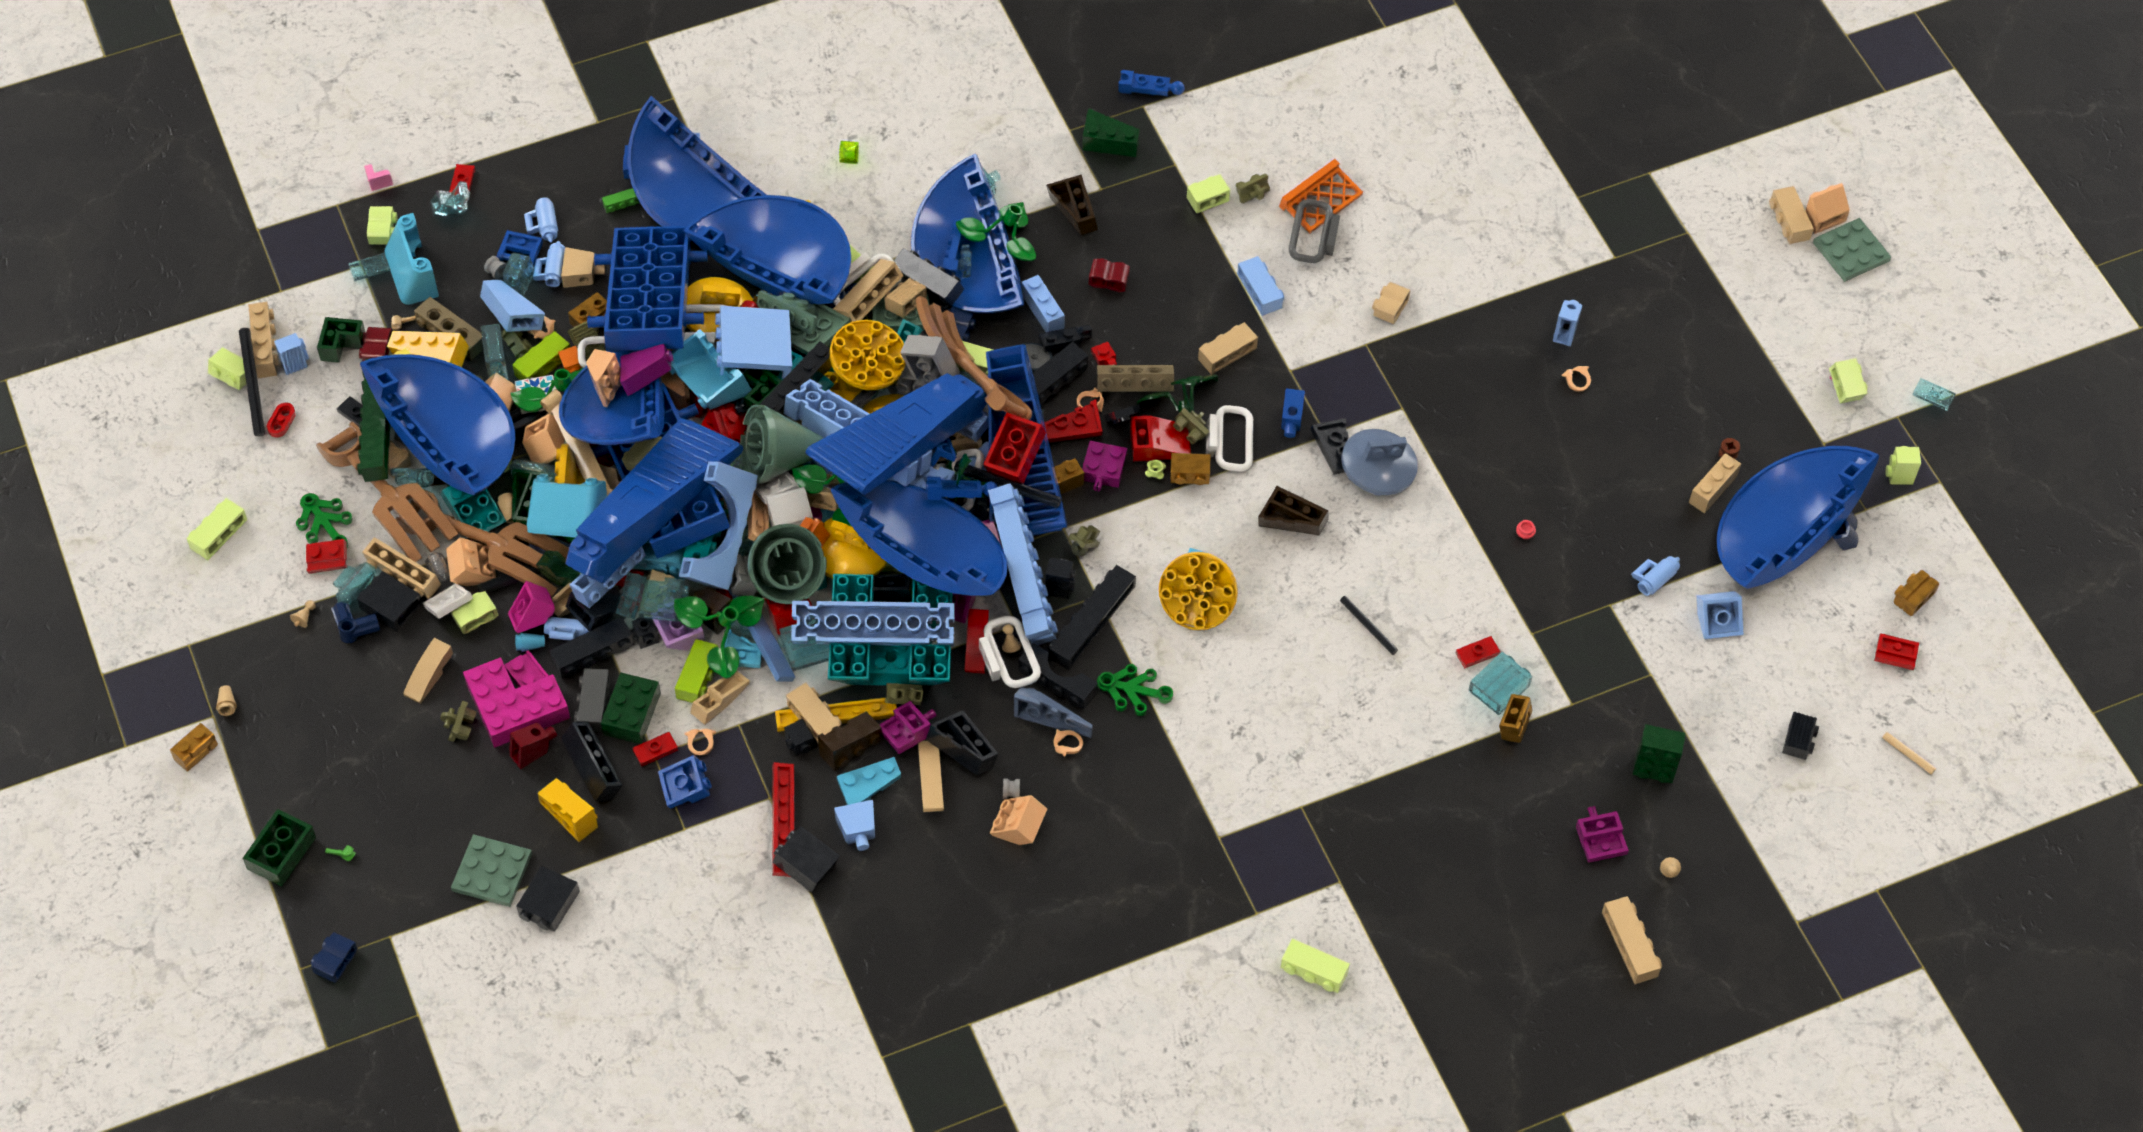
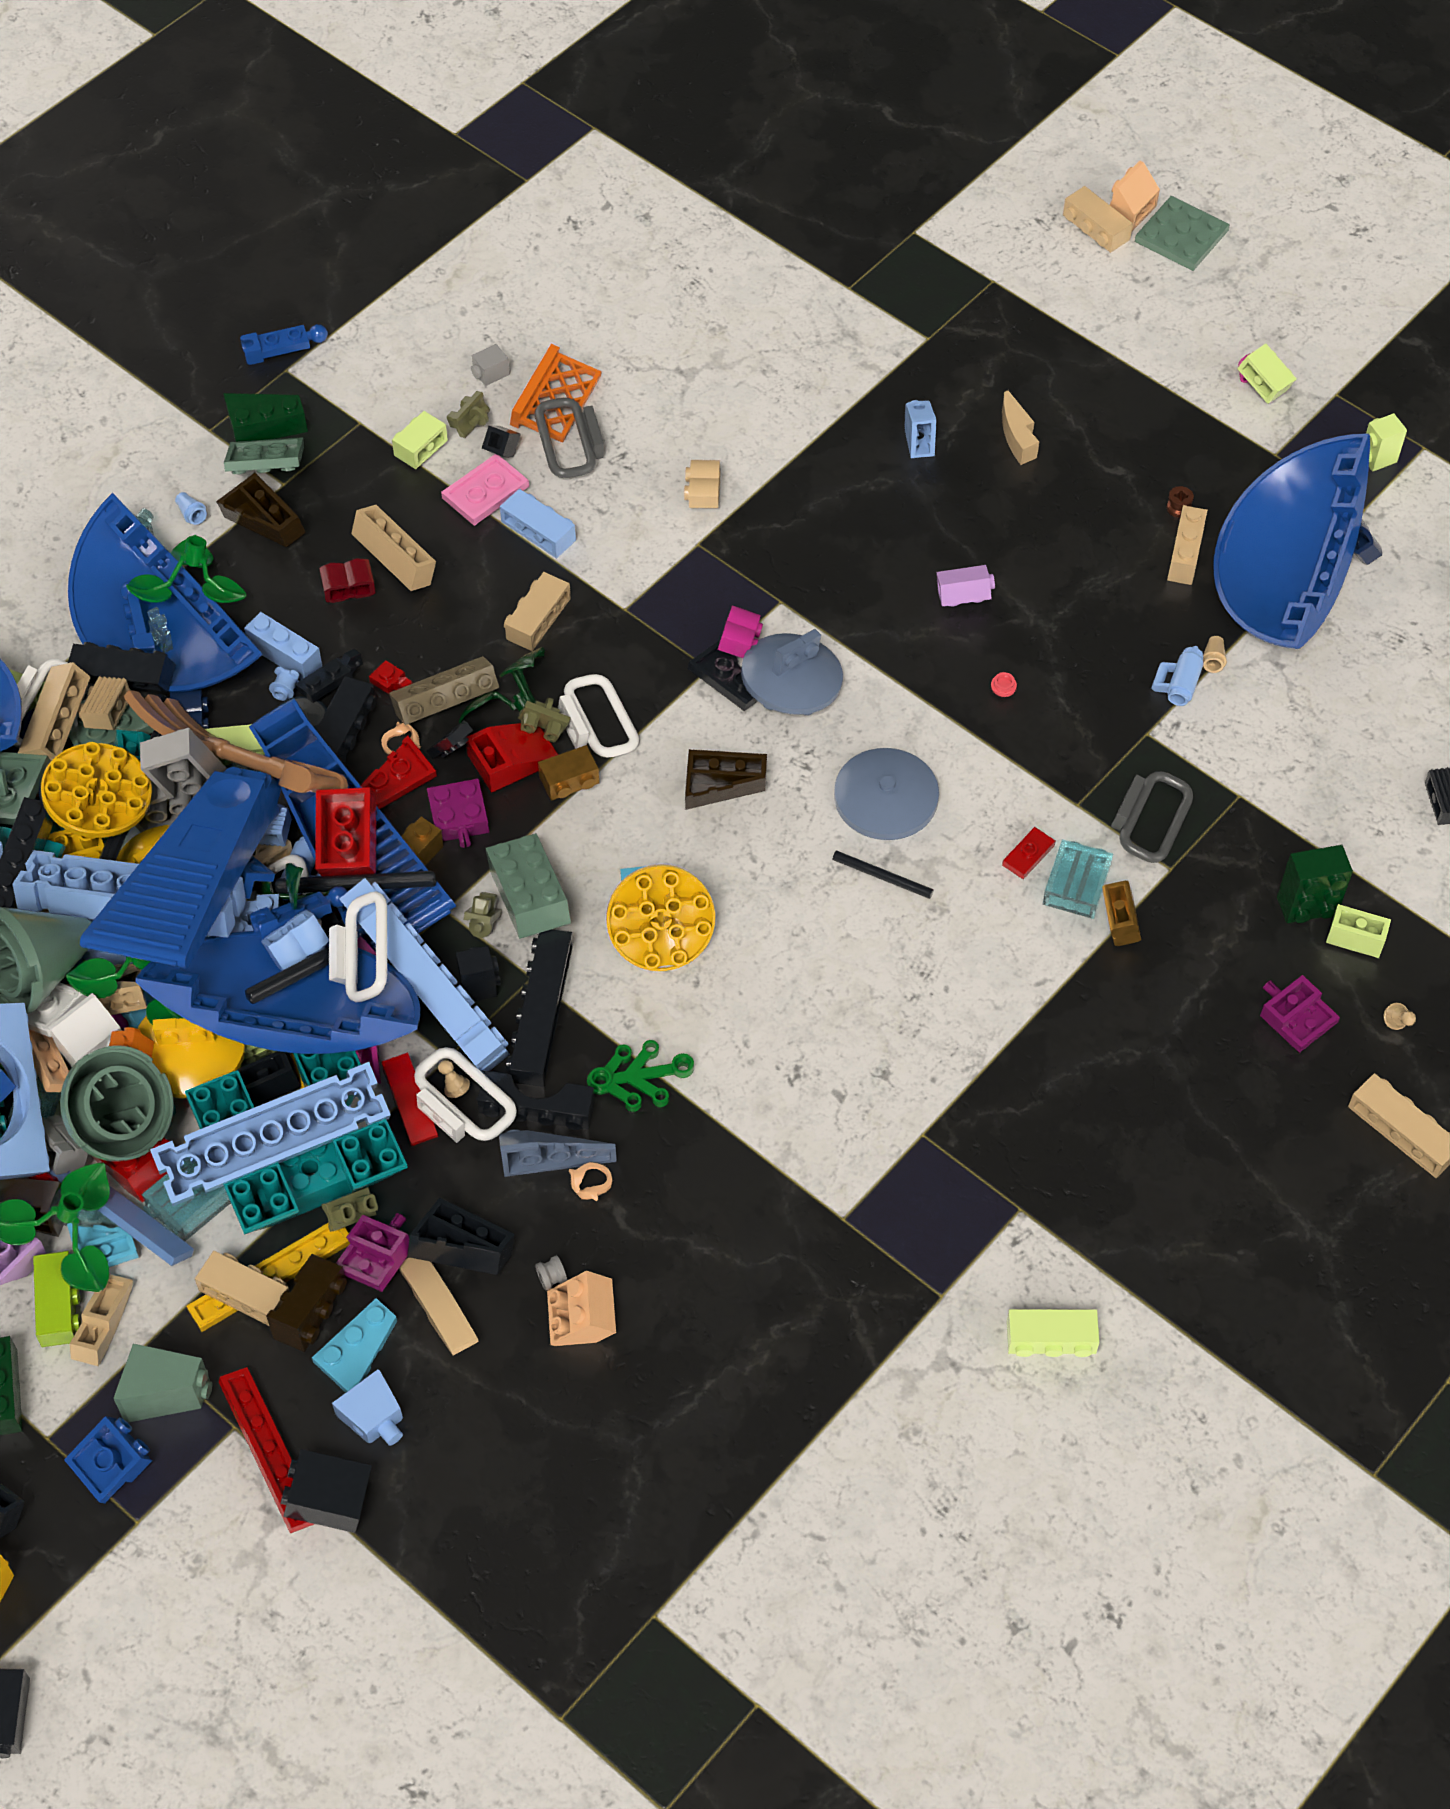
camera: 25 degrees left, 0 degrees up
(655, 749) = (45, 1430): red plate -> none
(708, 734) = (86, 1388): light nougat piece -> none
(735, 750) = (160, 1384): none -> sand green slope
(798, 737) = (236, 1328): black brick -> none
(937, 527) = (288, 976): none -> black axle
(948, 507) = (295, 940): none -> light blue brick
(976, 524) = (344, 949): none -> white bar
(1028, 182) = (191, 509): none -> light blue cone
(1031, 331) = (284, 684): none -> light blue brick
(1095, 163) = (264, 455): none -> sand green plate
(1122, 533) = (528, 885): none -> sand green brick
(1151, 264) = (393, 547): none -> tan brick
(1159, 466) = (524, 785): yellowish green plate -> none
(1236, 246) = (484, 489): none -> bright pink plate
(1264, 216) = (501, 441): none -> black brick
(1285, 157) = (490, 365): none -> light grey brick
(1292, 412) = (657, 654): blue torso -> none
(1359, 417) = (740, 632): none -> dark pink brick
(1401, 571) = (886, 794): none -> sand blue dish
(1535, 448) = (965, 585): none -> lavender brick
(1569, 648) = (1133, 805): none -> dark grey bar
(1583, 370) = (953, 489): light nougat piece -> none
(1640, 351) = (1018, 430): none -> tan slope
(1675, 799) = (1358, 931): none -> yellowish green brick
(1689, 569) = (1214, 655): none -> tan cone
(1720, 614) = (1280, 692): light blue slope -> none
(1934, 394) = (1363, 354): clear light blue plate -> none

